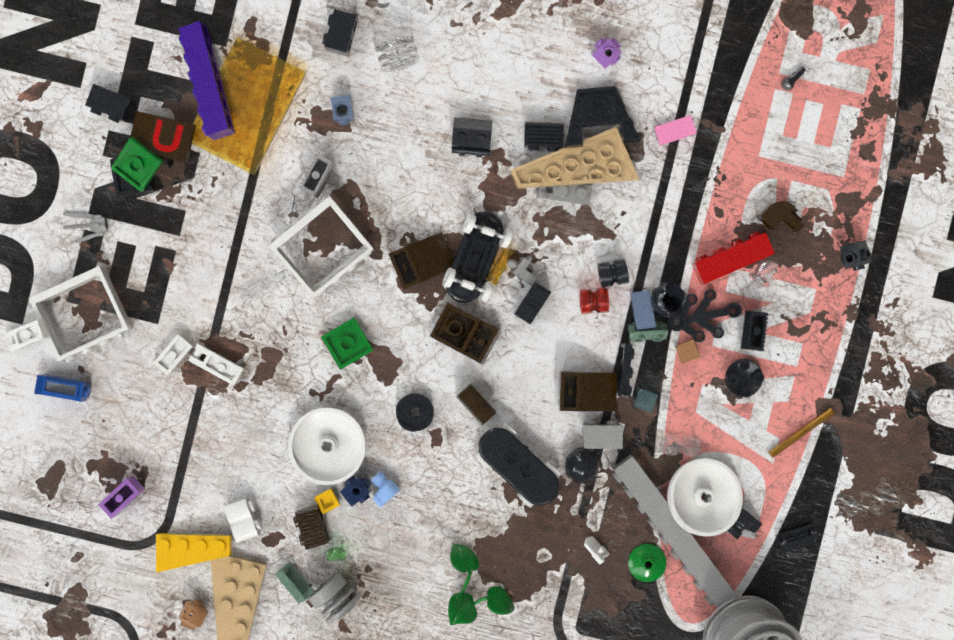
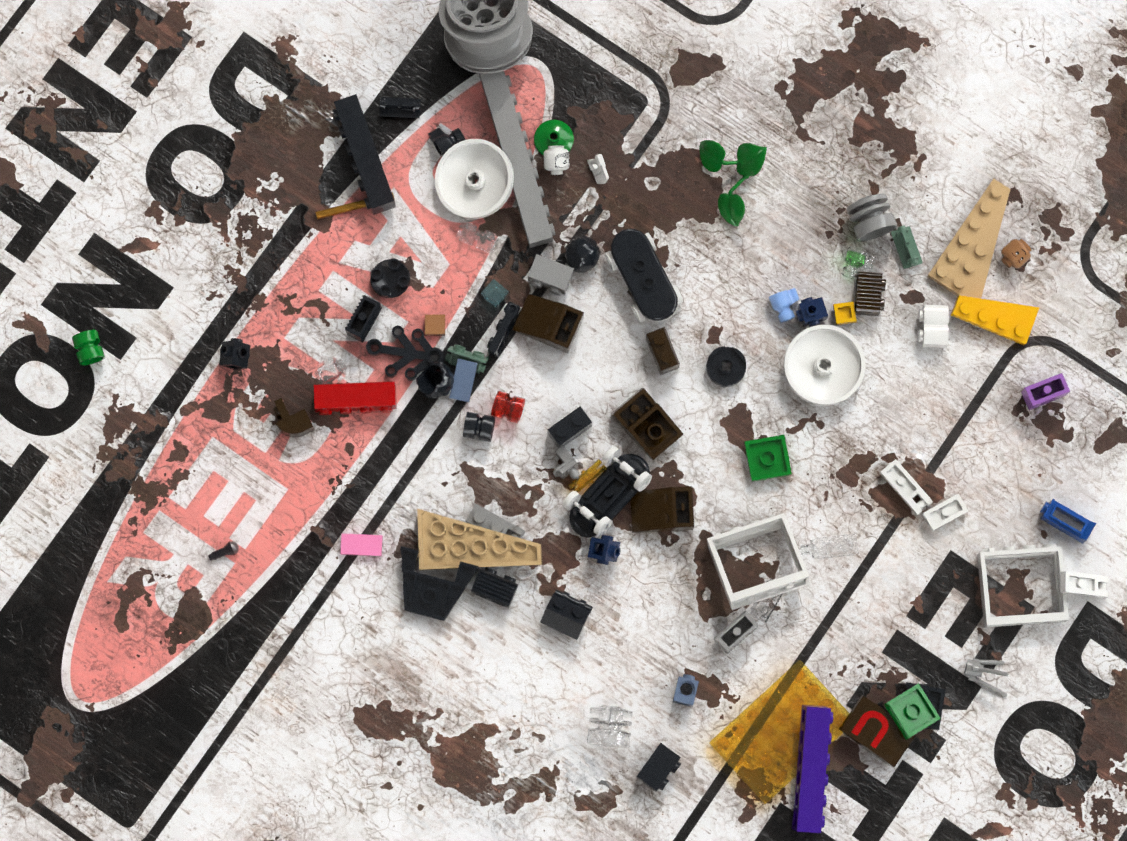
camera: 160 degrees left, 10 degrees down
(109, 103) = (919, 786): black brick -> none
(460, 205) = (604, 549): none -> dark blue brick
(600, 48) = (400, 646): medium lavender brick -> none
(637, 543) = (556, 159): none -> white head
(812, 482) = (364, 153): none -> black brick

